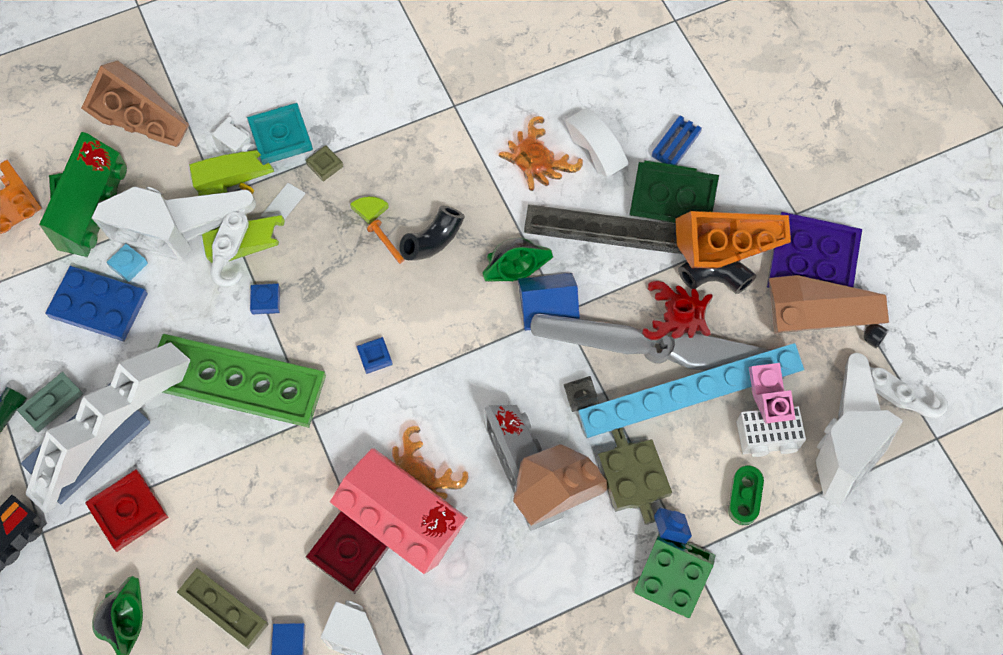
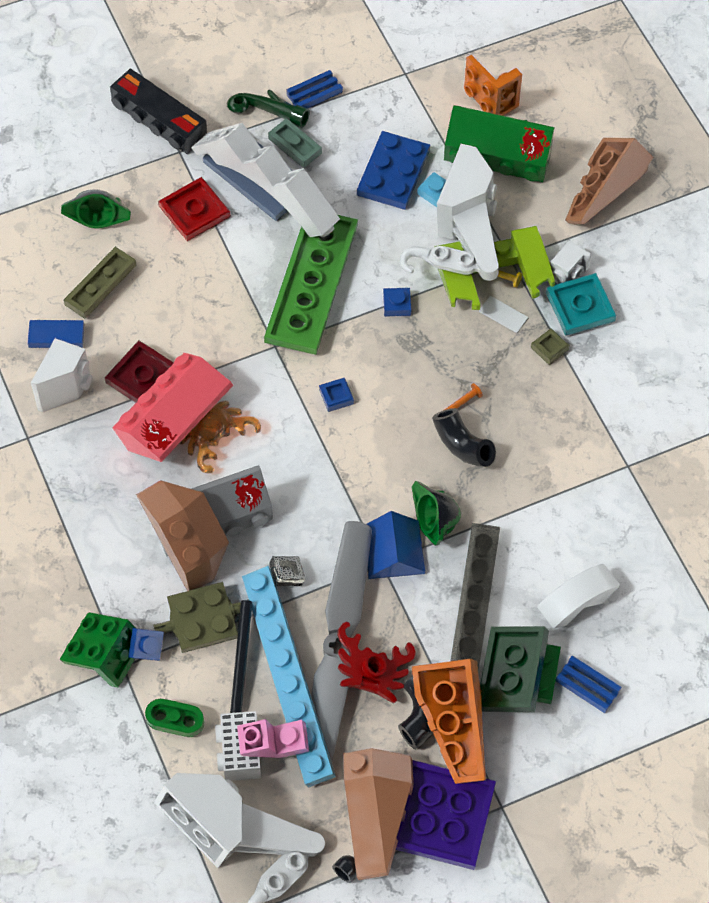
camera: 90 degrees right, 5 degrees down
(369, 208) = (497, 386): lime tile -> none
(535, 158) = (559, 537): clear orange animal -> none
(677, 434) = (241, 656): none -> black bar

